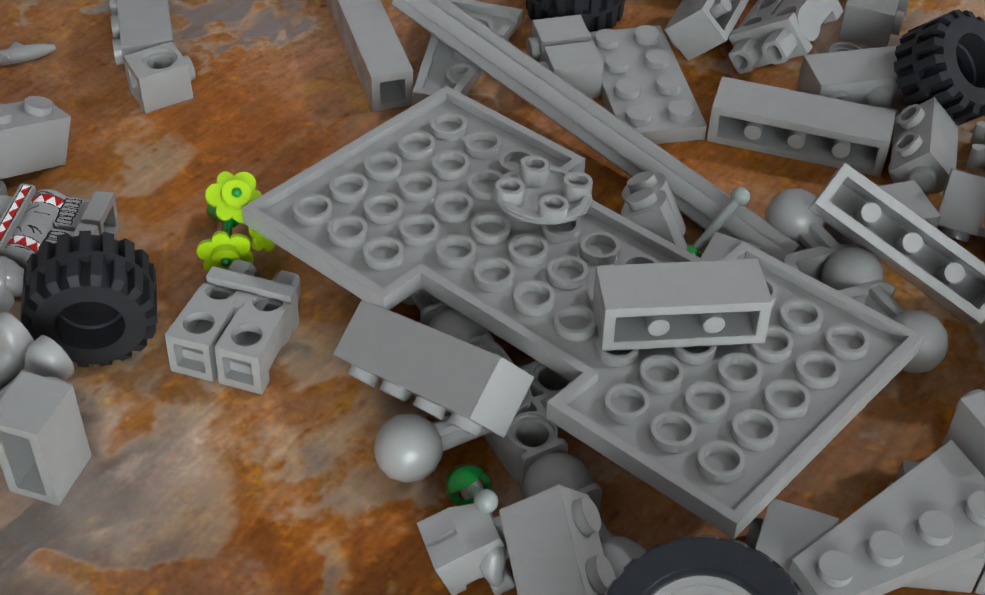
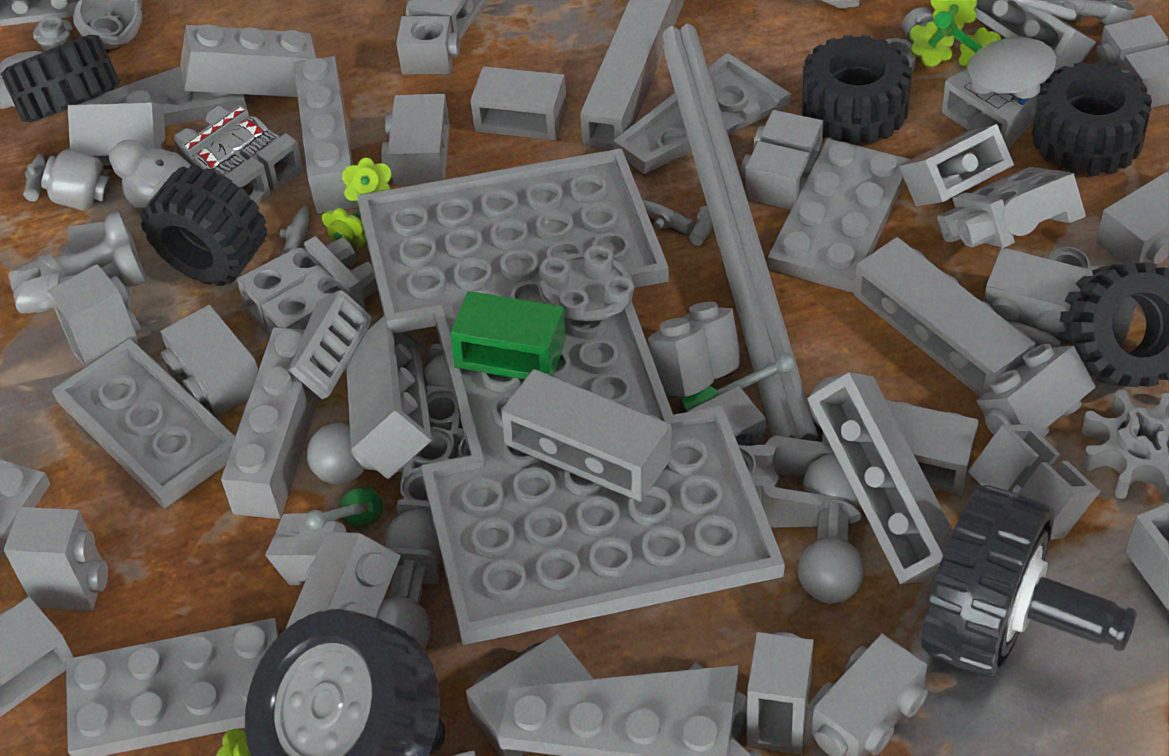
camera: 40 degrees right, 5 degrees up
(145, 191) = (324, 132): none -> light grey brick
(169, 282) = (297, 231): none -> light grey helmet
(169, 514) = (146, 422): none -> light grey plate
(192, 425) = (210, 360): none -> light grey brick
(221, 143) = (417, 139): none -> light grey brick
(294, 93) = (519, 103): none -> light grey brick
(320, 452) = (270, 432): none -> light grey brick
(325, 345) = (344, 319): none -> light grey slope
(527, 257) = (507, 335): none -> green brick
(541, 124) = (702, 228): none -> light grey helmet

